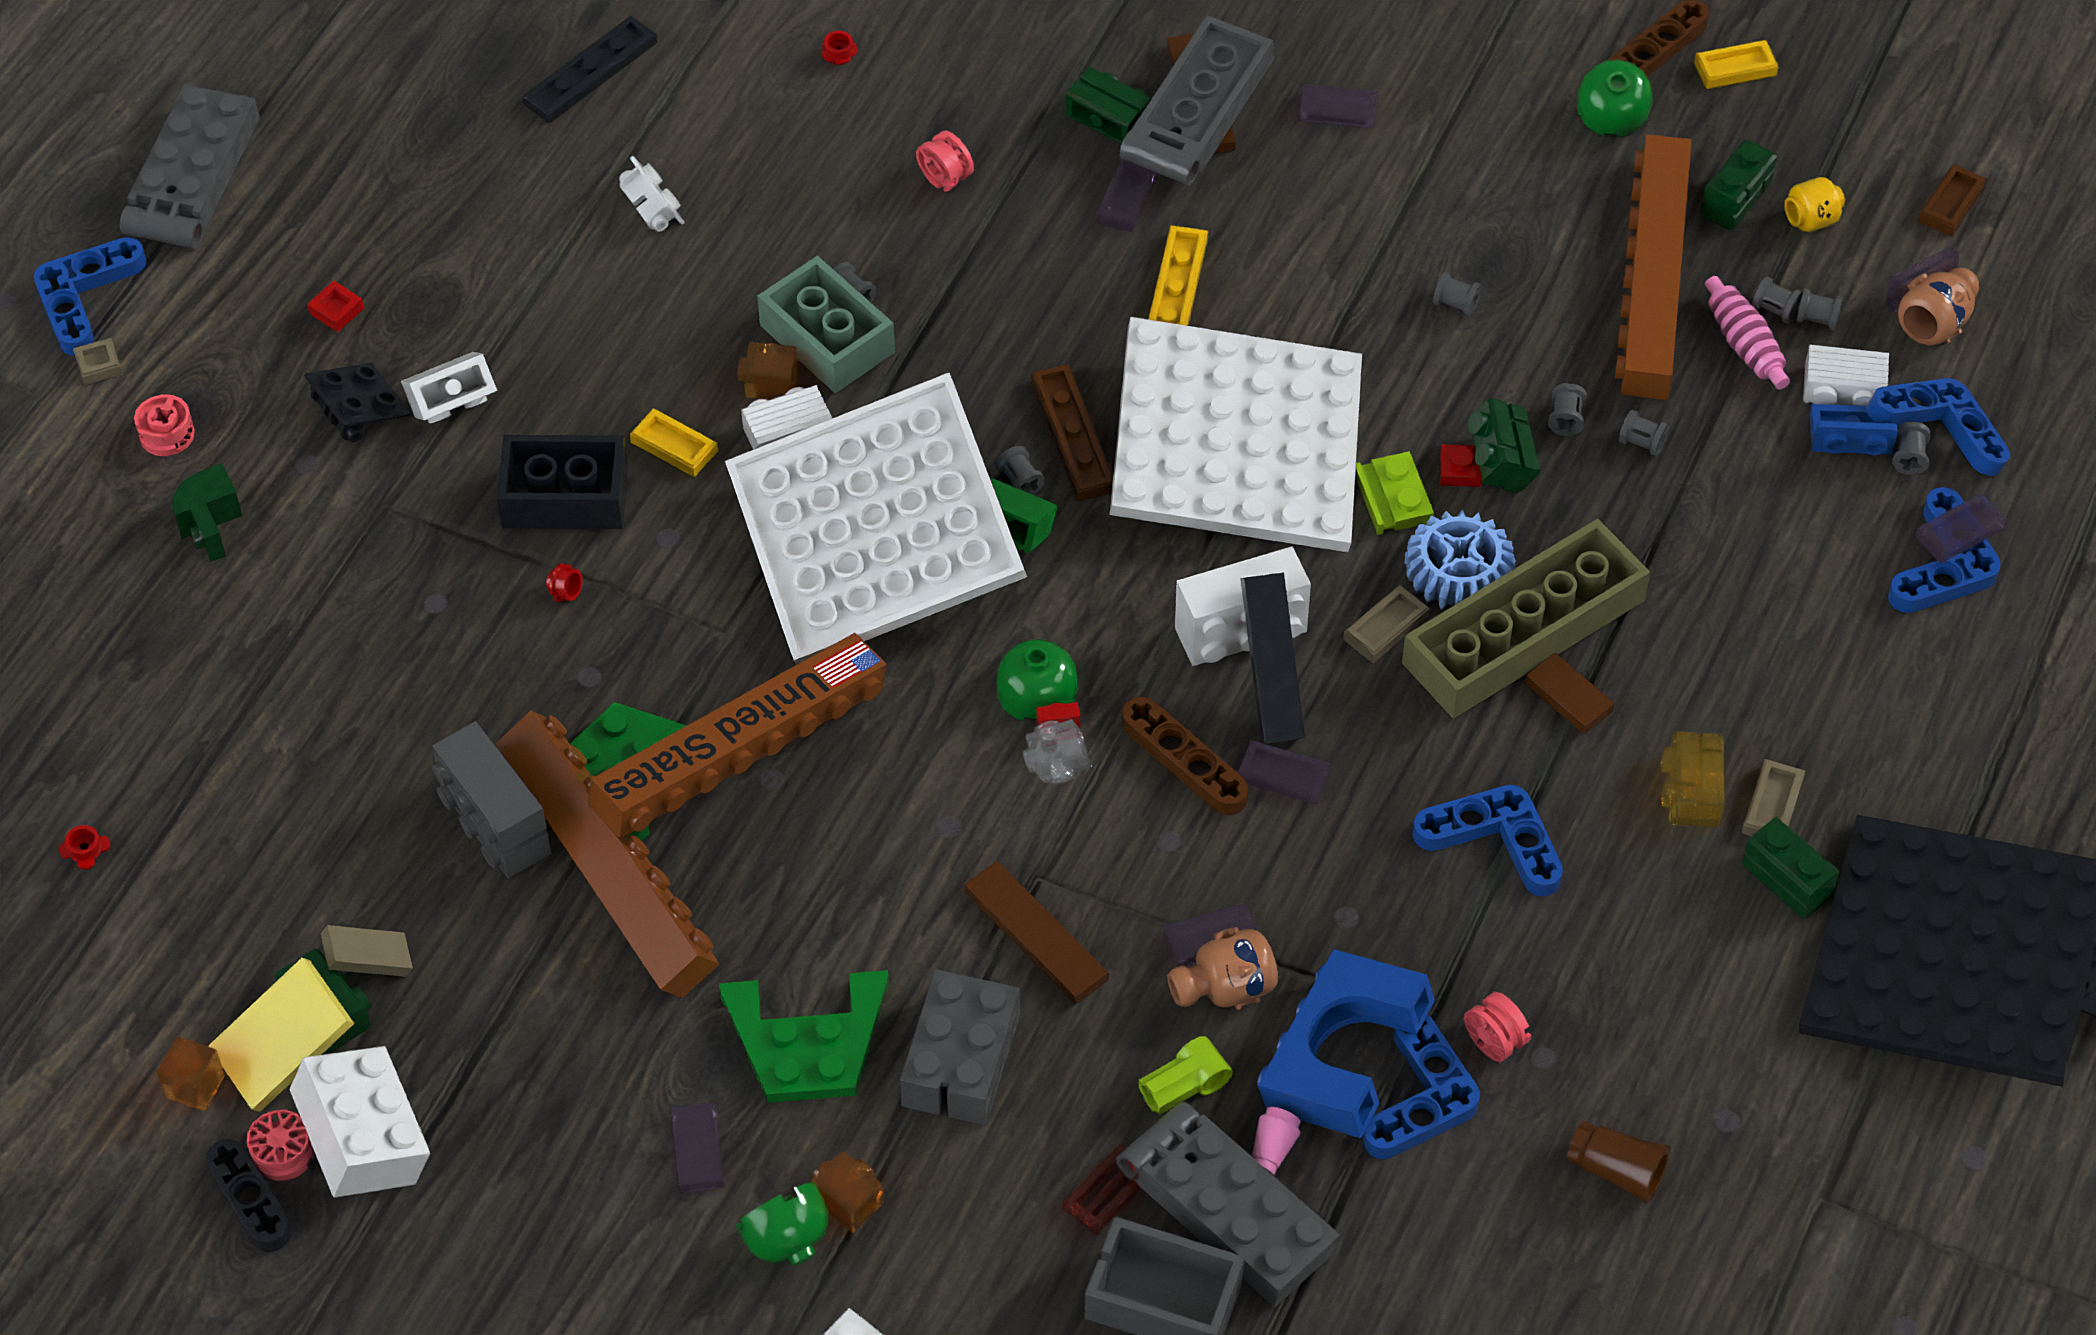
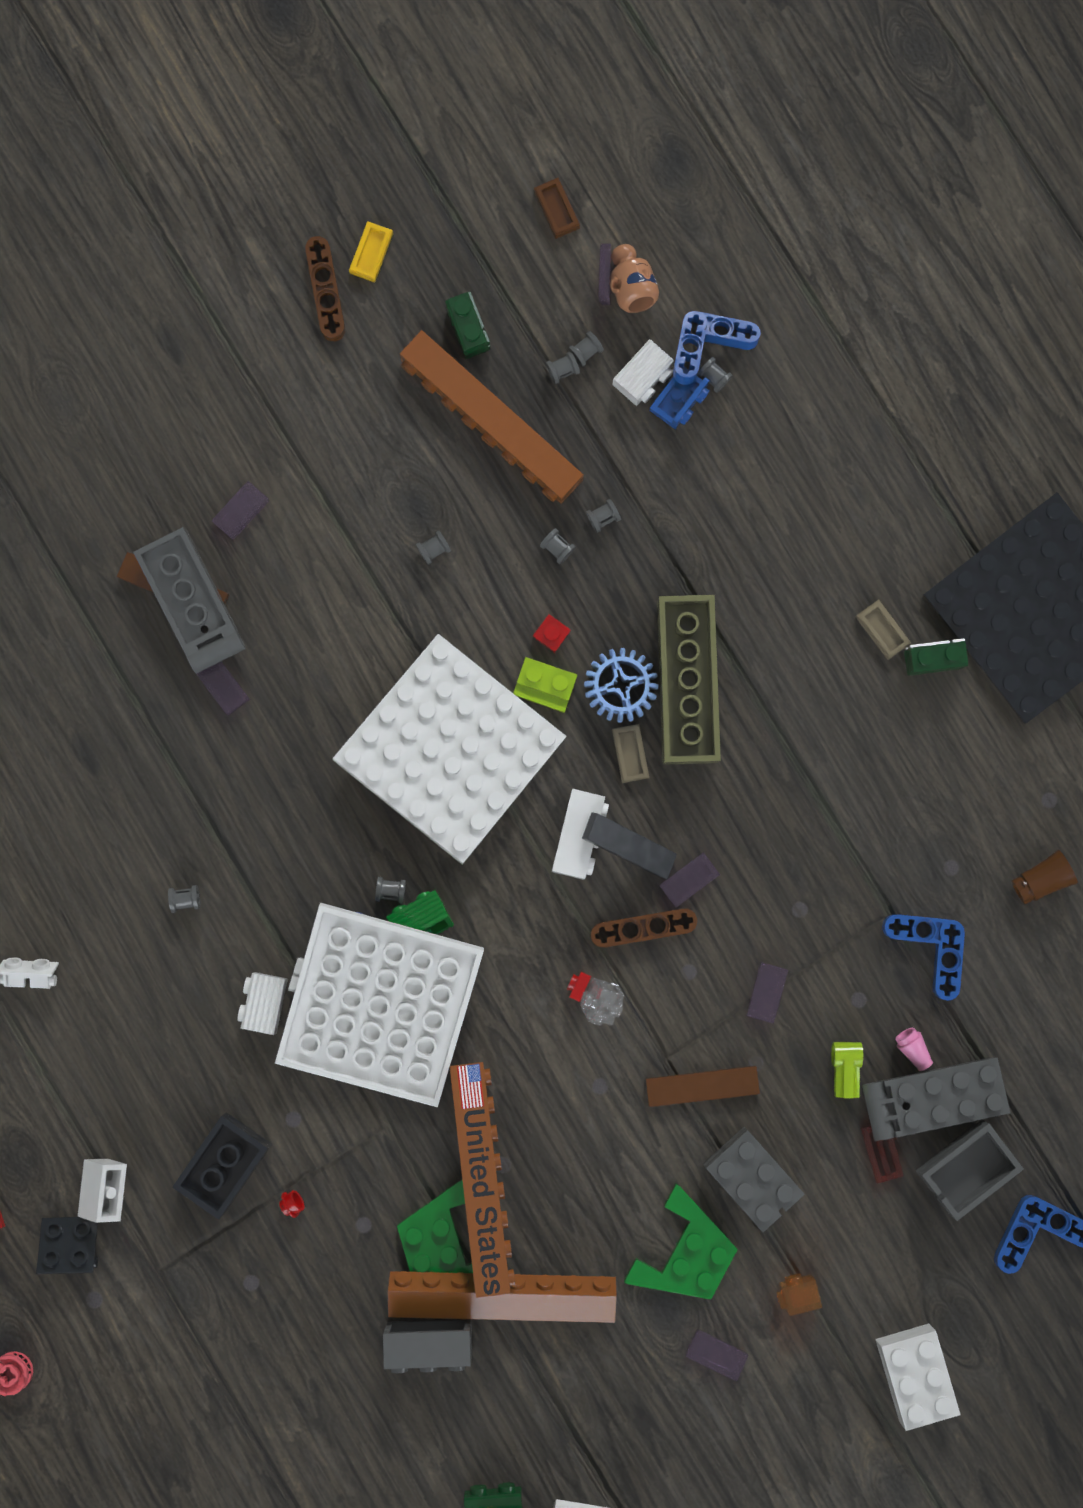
camera: 60 degrees left, 30 degrees up
(204, 503) = (90, 1387): dark green brick -> none
(366, 951) = (480, 1469): dark tan tile -> none
(674, 442) = (227, 1075): yellow tile -> none
(768, 370) = (216, 988): clear orange brick -> none
(786, 1226) = (803, 1343): green cylinder -> none
(829, 323) = (208, 936): sand green brick -> none
(943, 161) = (127, 784): coral wheel -> none
(1035, 676) = (541, 977): green cylinder -> none
(1073, 432) = (377, 837): reddish brown tile -> none
(1105, 104) = (149, 650): dark green brick -> none
(1179, 275) = (311, 703): yellow tile -> none
(1229, 970) = (804, 1004): nougat piece -> none
(1343, 993) = (890, 1013): blue arch -> none
(1498, 1025) = (929, 882): coral wheel -> none
(1504, 445) = (562, 603): dark green brick -> none
(1506, 822) = (806, 783): blue beam -> none
(1569, 693) = (744, 687): reddish brown tile -> none
(1614, 98) = (353, 346): green cylinder -> none
(1695, 779) = (846, 664): clear yellow brick -> none
(1747, 332) = (573, 402): bright pink piece -> none
(1814, 204) = (512, 293): yellow head -> none
(1959, 568) = (806, 411): blue beam -> none
(1961, 528) = (789, 393): clear purple tile -> none

